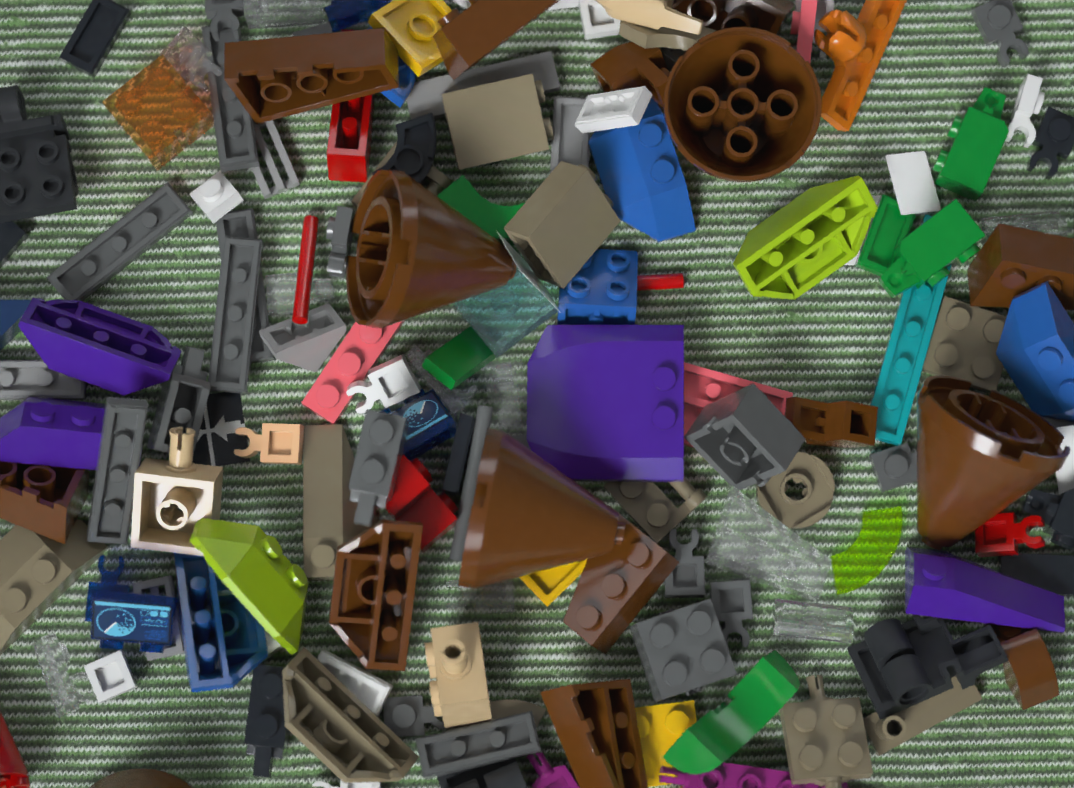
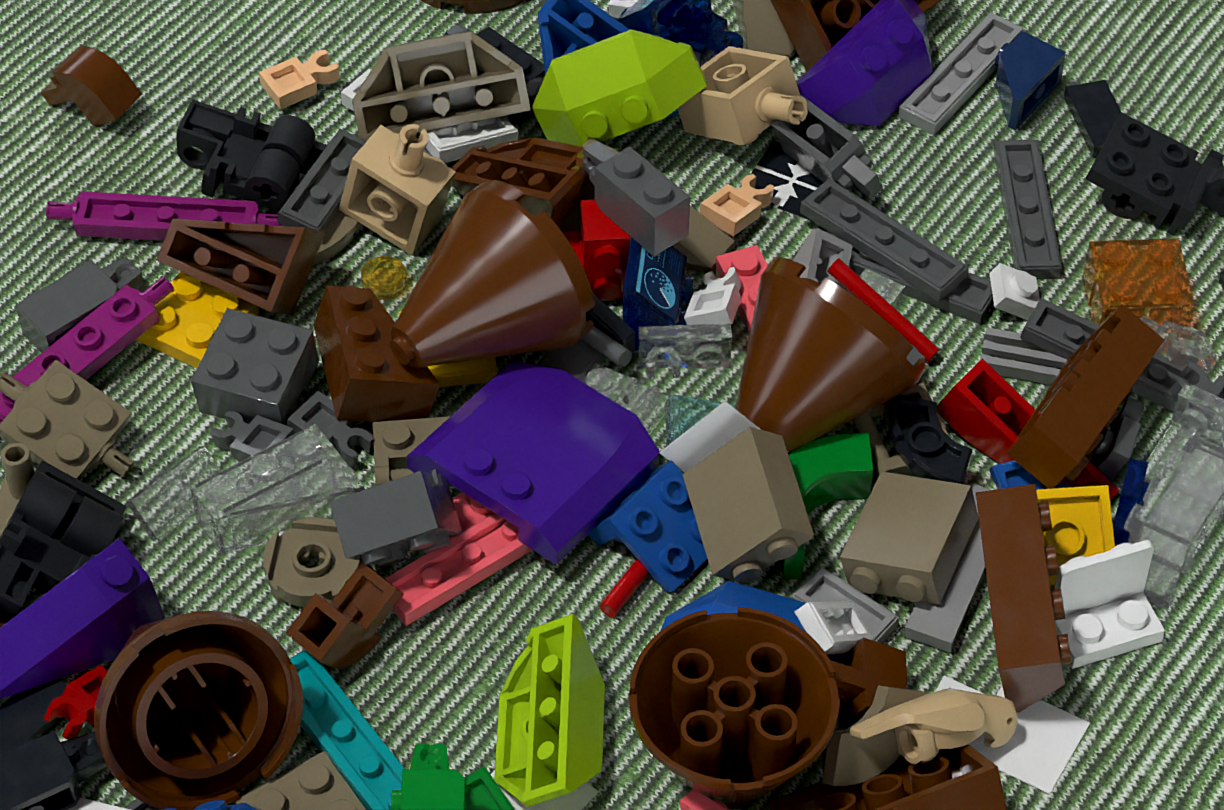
camera: 130 degrees right, 30 degrees down
(98, 345) = (942, 125): dark purple wedge -> none
(116, 469) = (819, 62): dark grey tile -> none
(458, 358) = (689, 359): green tile -> none
(521, 645) = (384, 277): none -> clear yellow tile
(733, 724) = (151, 369): green brick -> none
(870, 551) = (193, 578): clear neon green tile -> none

